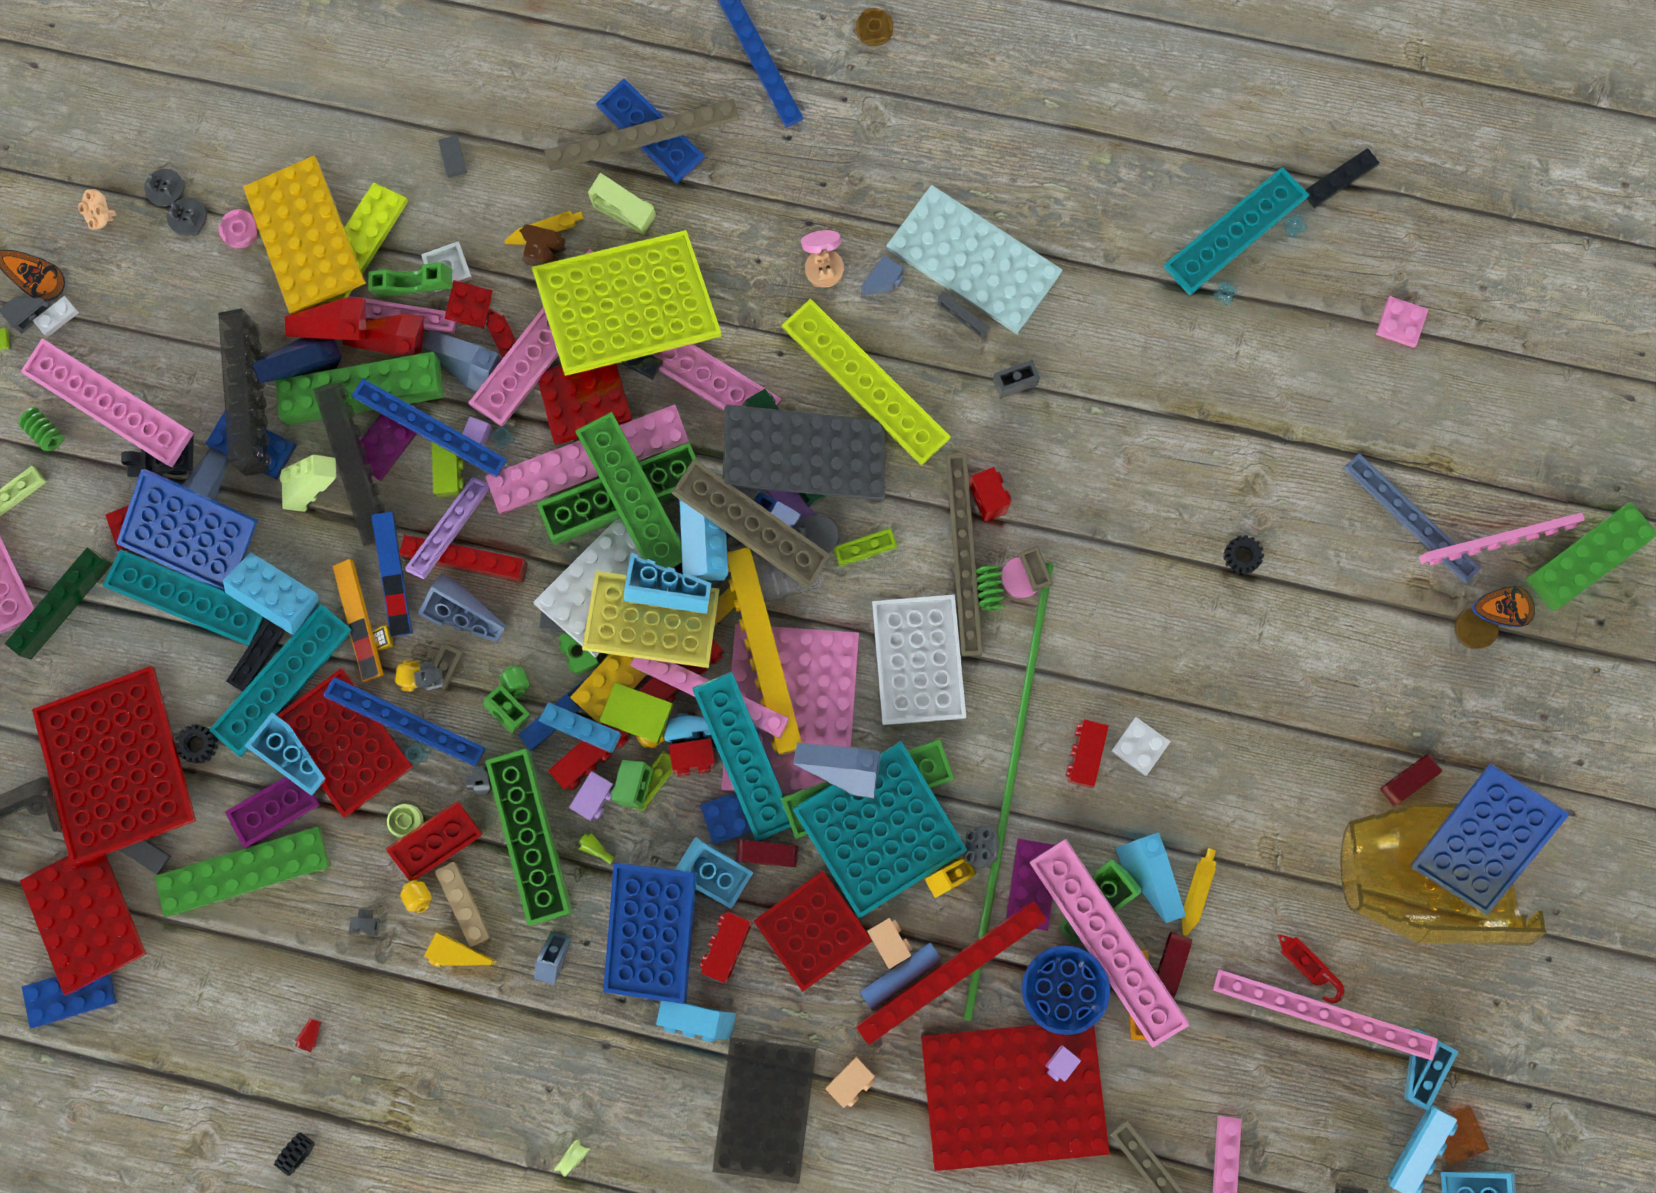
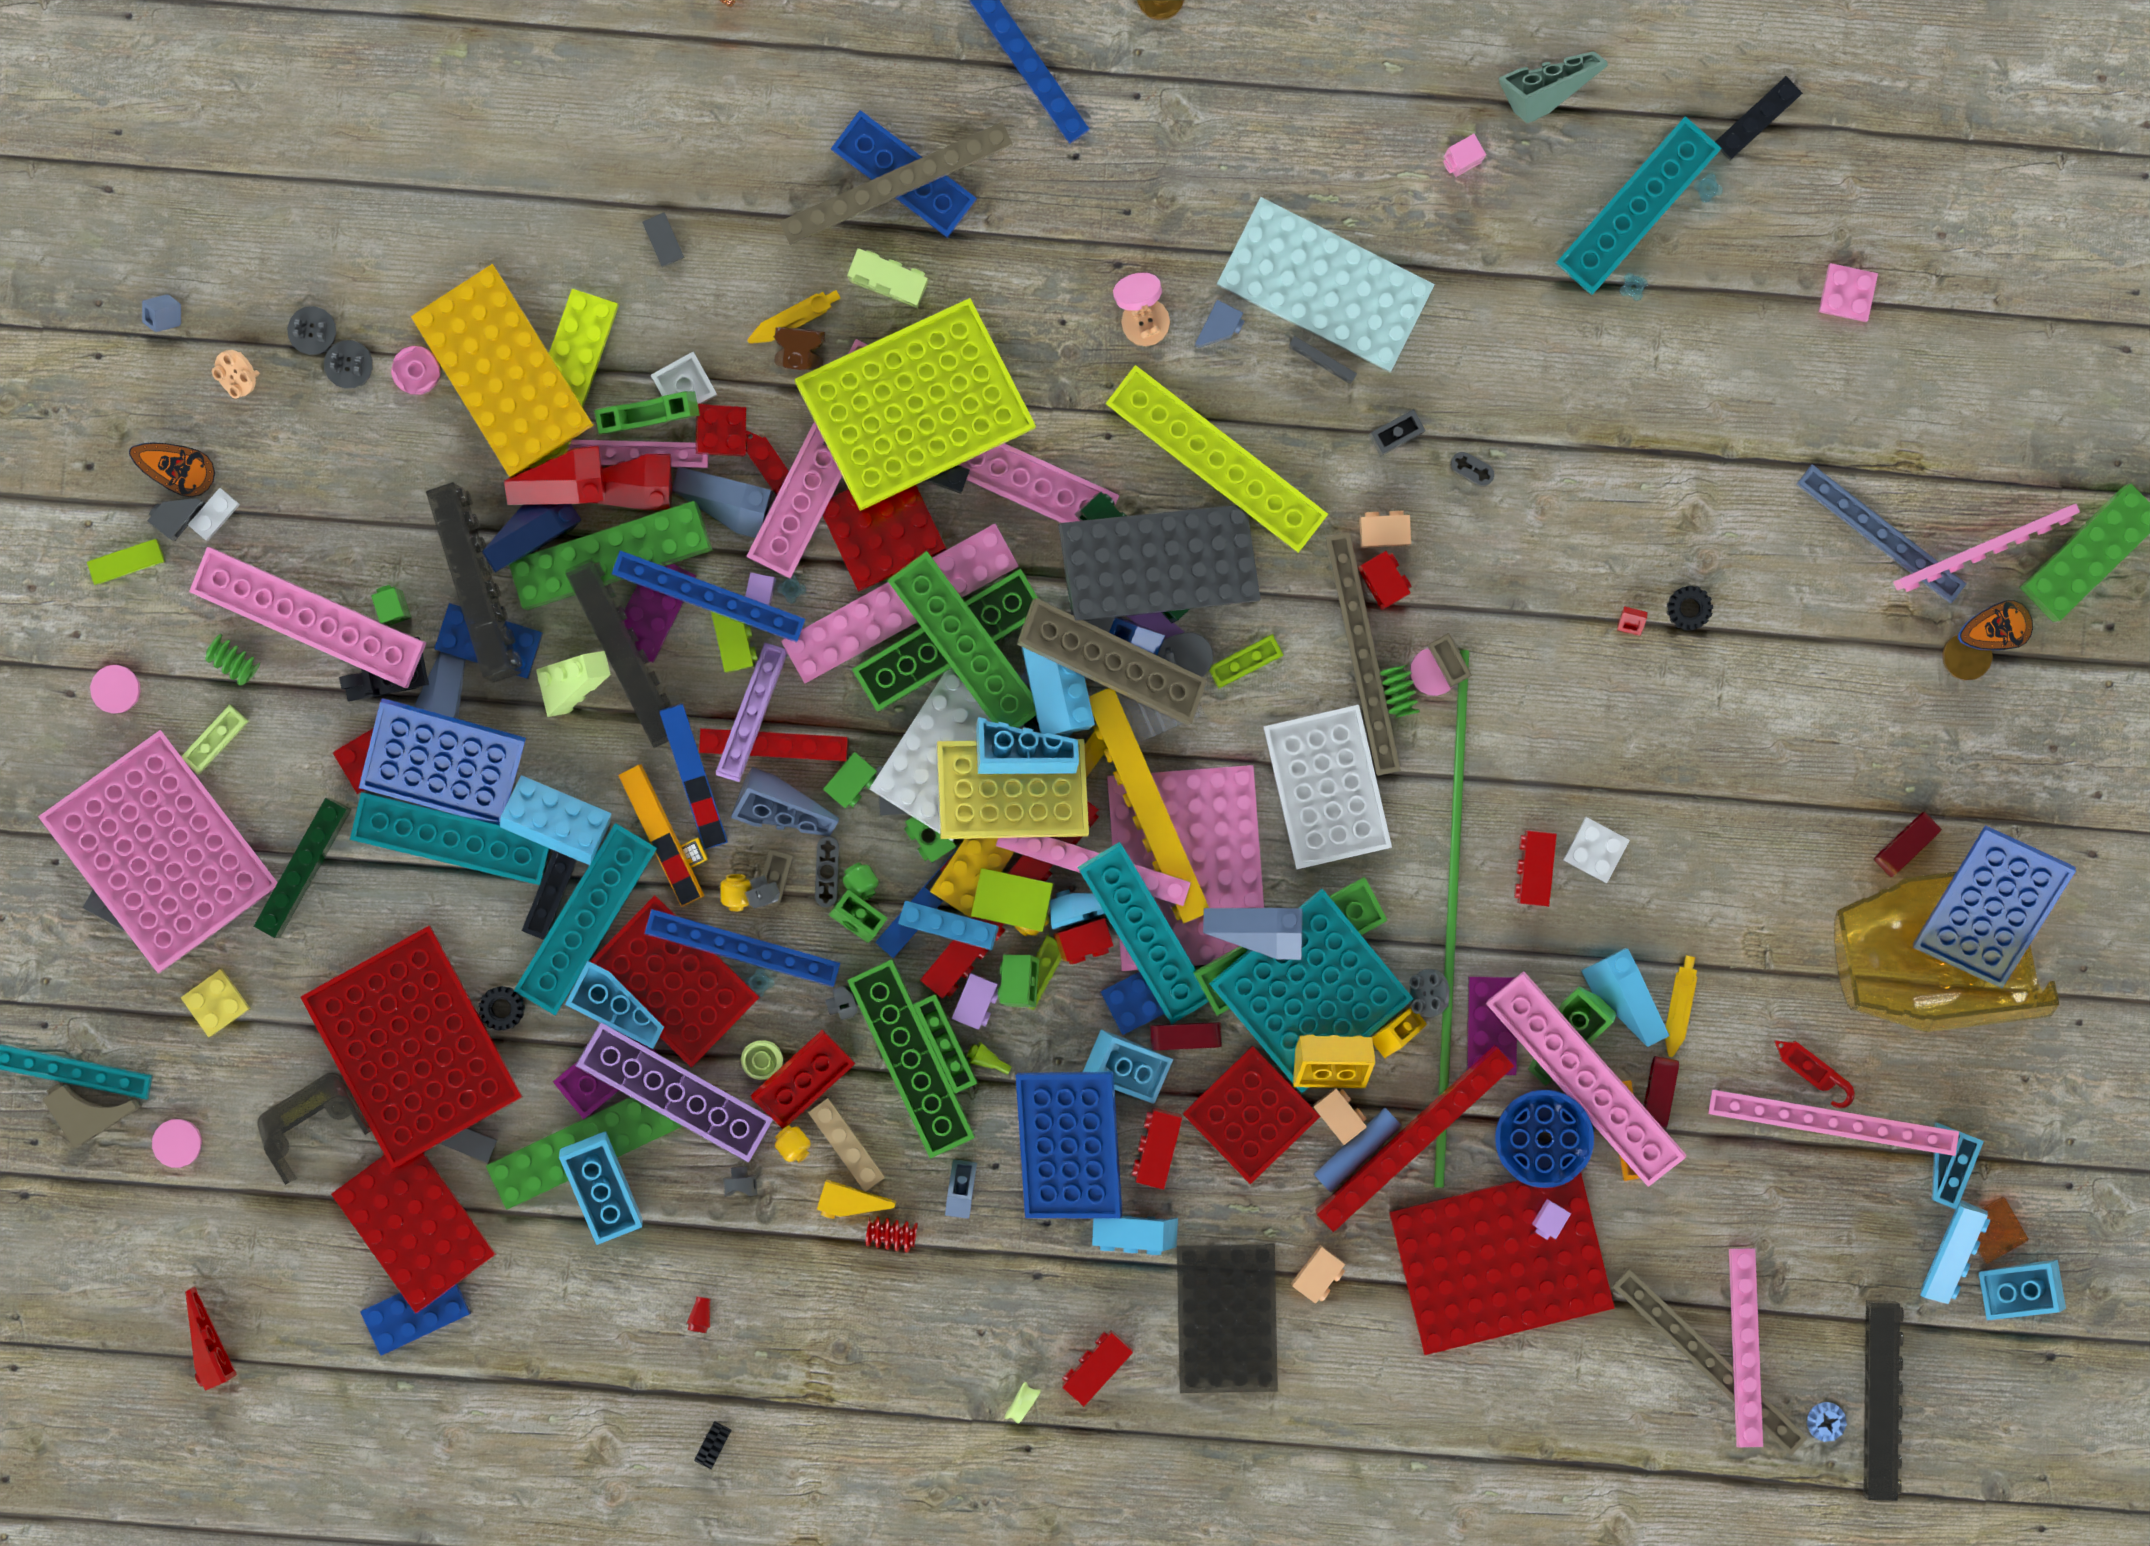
camera: 20 degrees left, 10 degrees up
(50, 158) = (161, 313): none -> sand blue panel
(175, 402) = (390, 605): none -> bright green brick
(243, 909) = (600, 1188): none -> medium azure brick
(320, 835) = (674, 1092): none -> lavender brick
(483, 663) = (822, 853): none -> dark grey beam
(484, 989) = (891, 1234): none -> red piece
(520, 597) = (851, 780): none -> bright green brick
(560, 828) = (945, 1043): none -> bright green brick
(642, 1136) = (1096, 1367): none -> red brick
(890, 893) = (1333, 1061): none -> yellow slope
(998, 455) = (1385, 530): none -> light nougat brick
(1078, 415) = (1475, 464): none -> dark grey beam
(1099, 171) = (1464, 155): none -> bright pink brick
(1167, 134) = (1543, 89): none -> sand green wedge
(1193, 558) = (1632, 620): none -> plate

